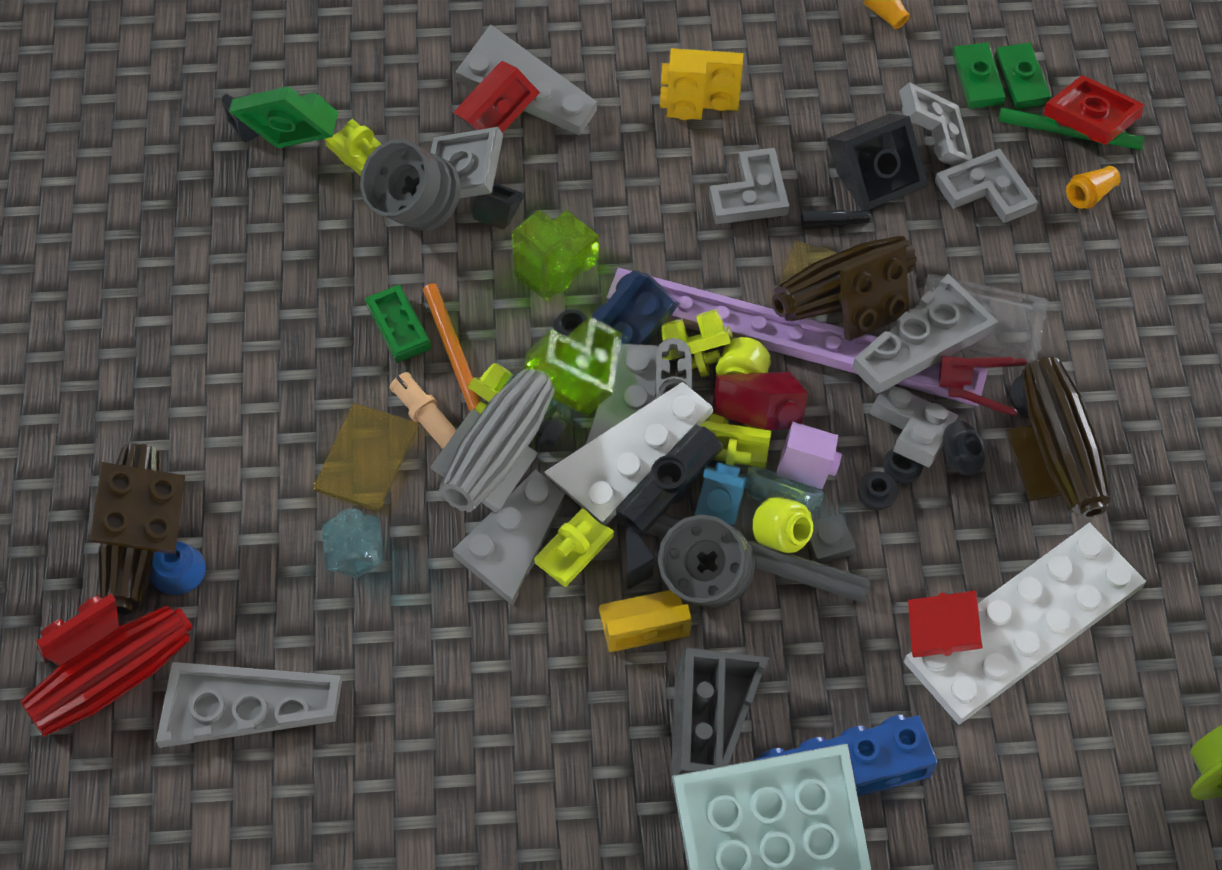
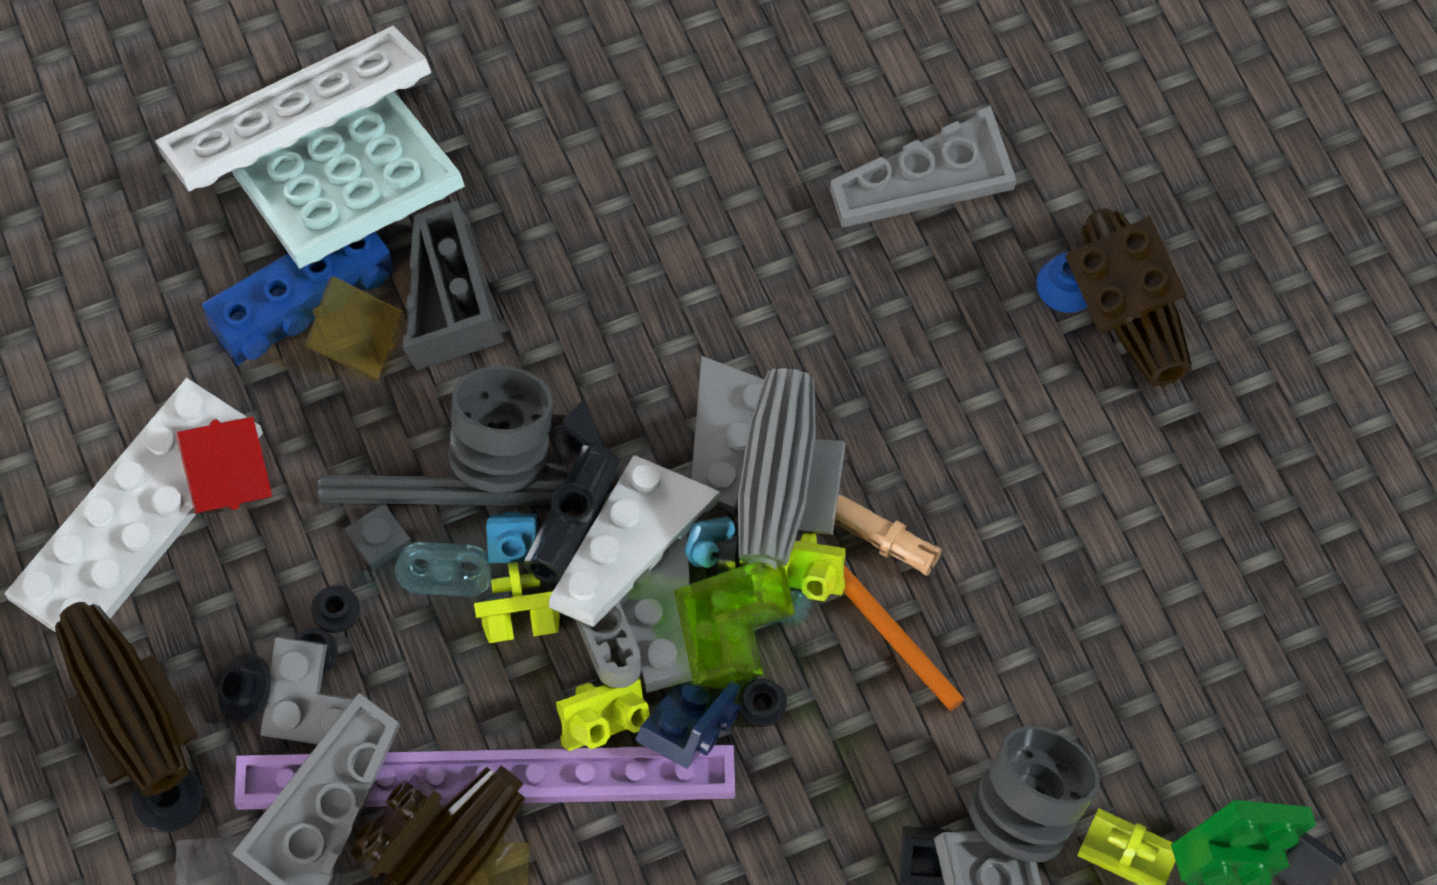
camera: 160 degrees right, 5 degrees up
(100, 660) = (1093, 148): red plate -> none
(352, 543) = (894, 350): clear light blue brick -> none
(366, 457) = (932, 473): clear yellow piece -> none
(398, 323) = (971, 636): green plate -> none
(552, 252) = (826, 768): clear neon green brick -> none
(573, 547) = (654, 420): neon yellow hips -> none
(578, 436) = (703, 538): none -> medium azure arm
(644, 620) = (566, 371): yellow panel -> none
(743, 357) = (533, 709): neon yellow head -> none
(760, 399) = (495, 656): dark red slope -> none
(782, 525) = (431, 516): neon yellow head -> none
(805, 709) = (353, 328): none -> clear yellow piece
(809, 455) = (424, 609): lavender brick -> none
(958, 371) = (268, 762): dark red plant -> none

